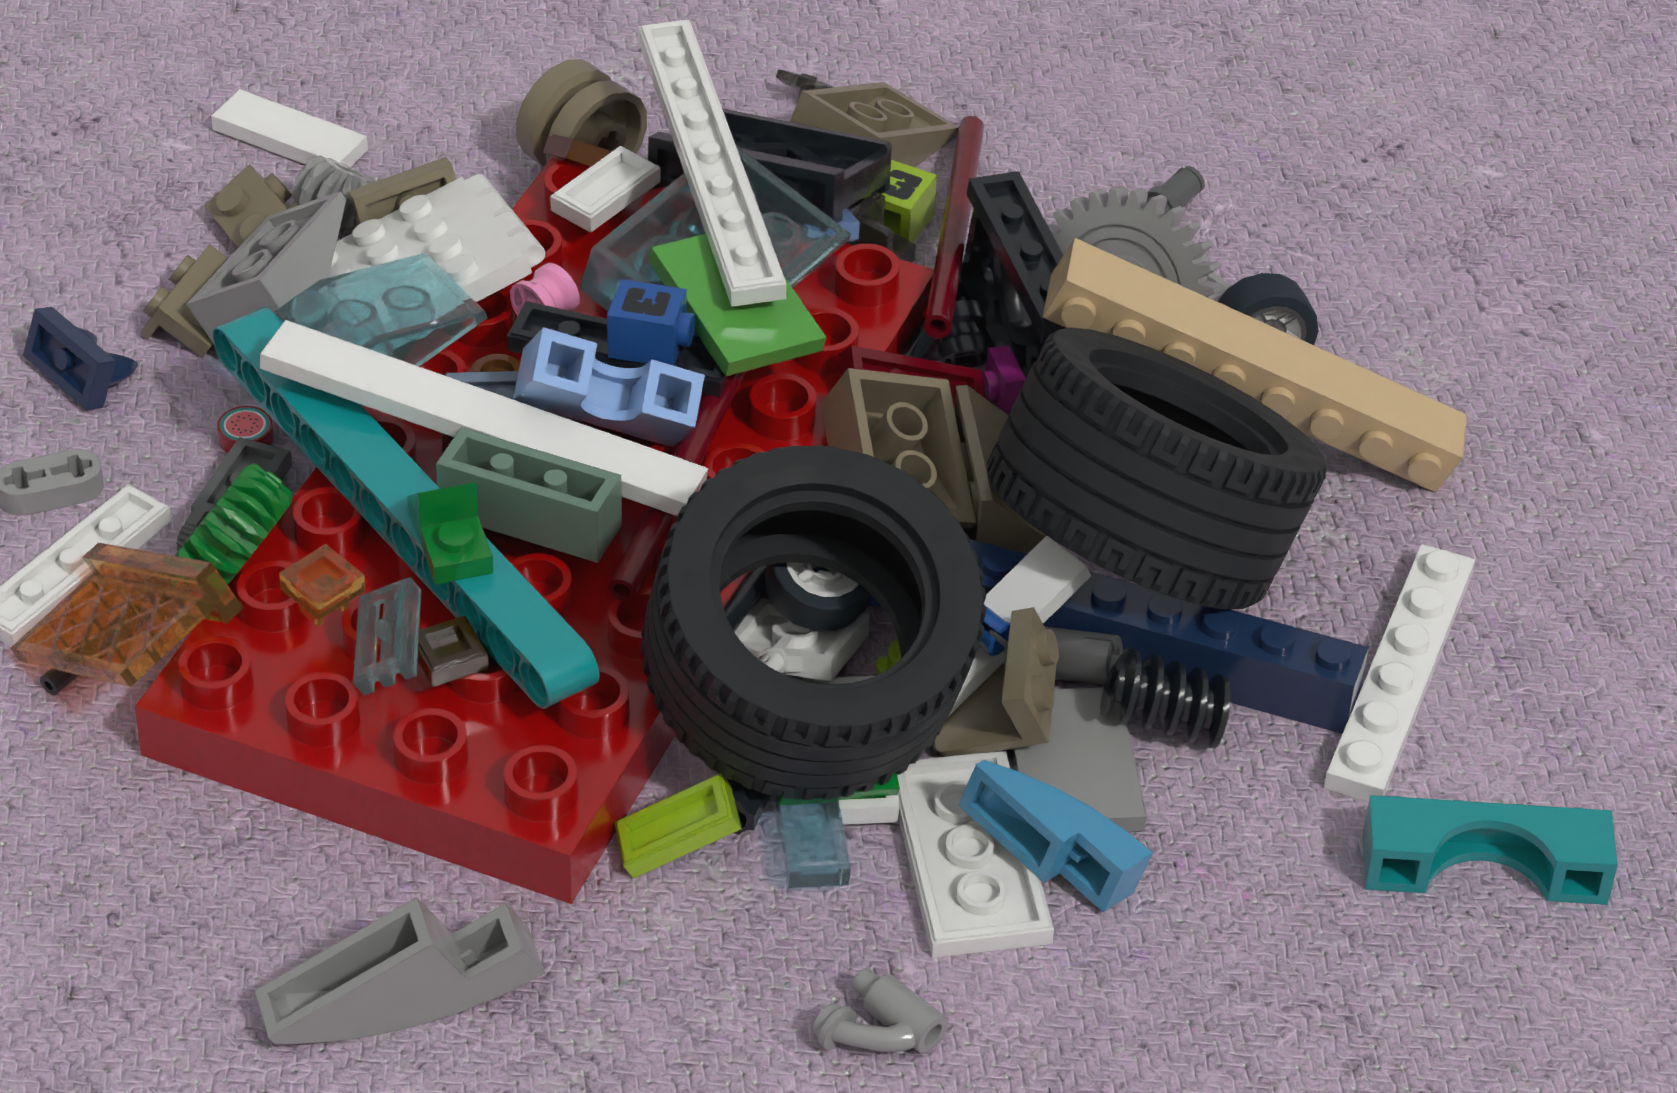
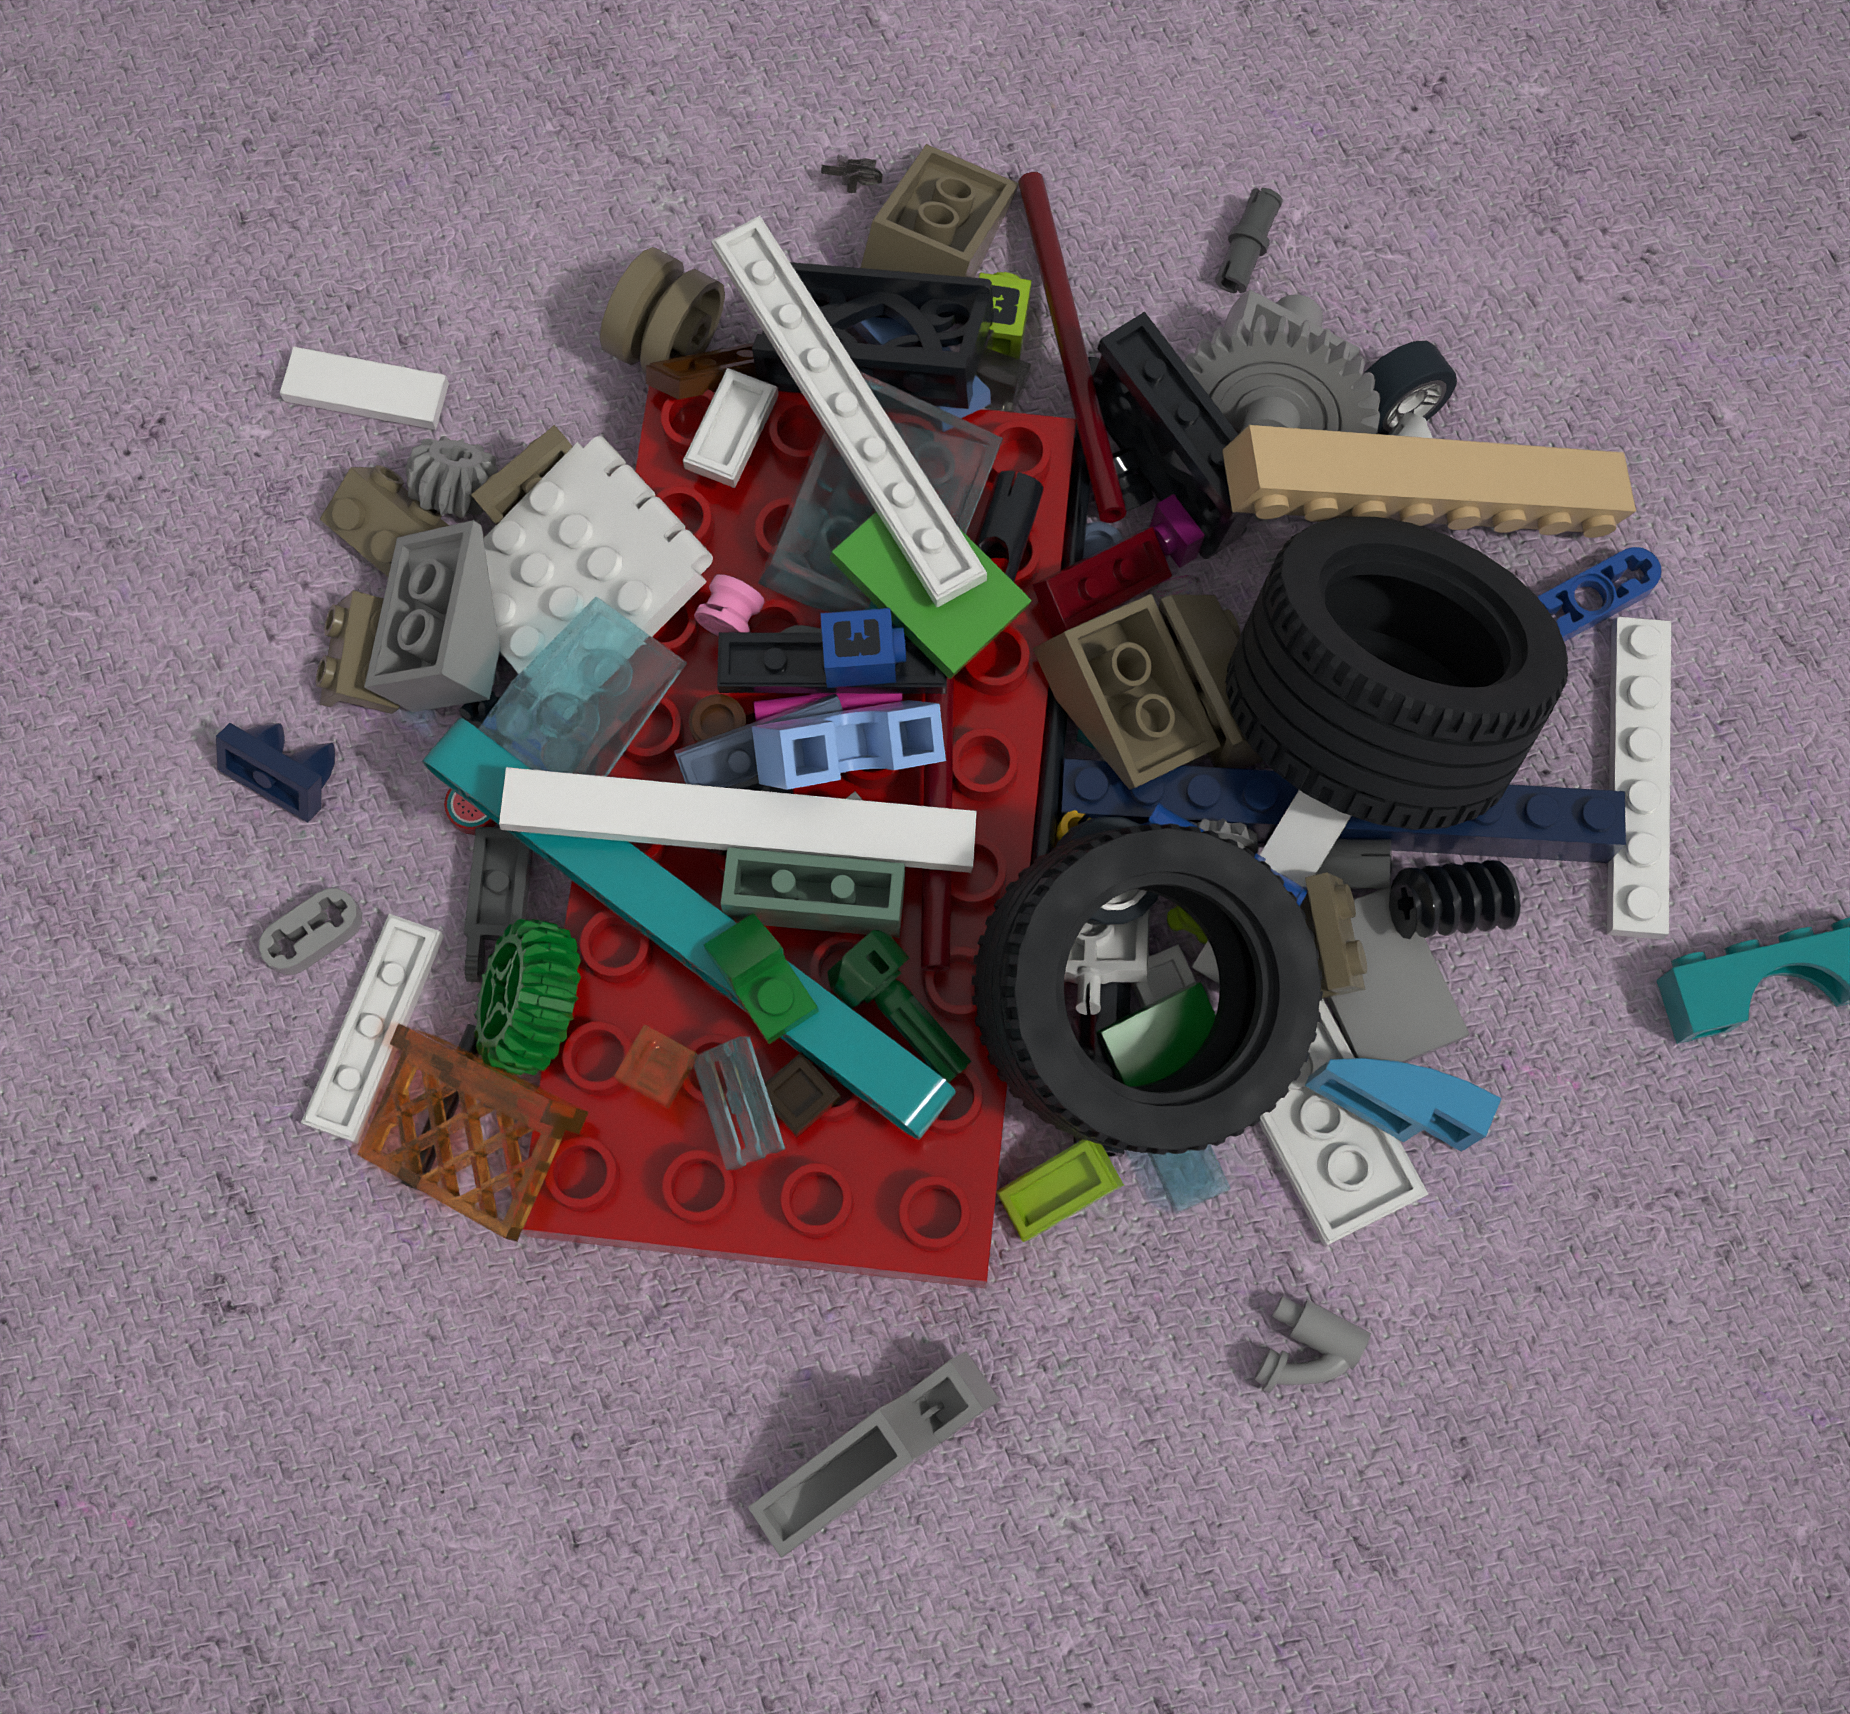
camera: 15 degrees left, 30 degrees up
(562, 577) = (871, 973): none -> dark green piece
(838, 291) = (1009, 518): none -> black piece
(1361, 533) = (1601, 579): none -> blue beam

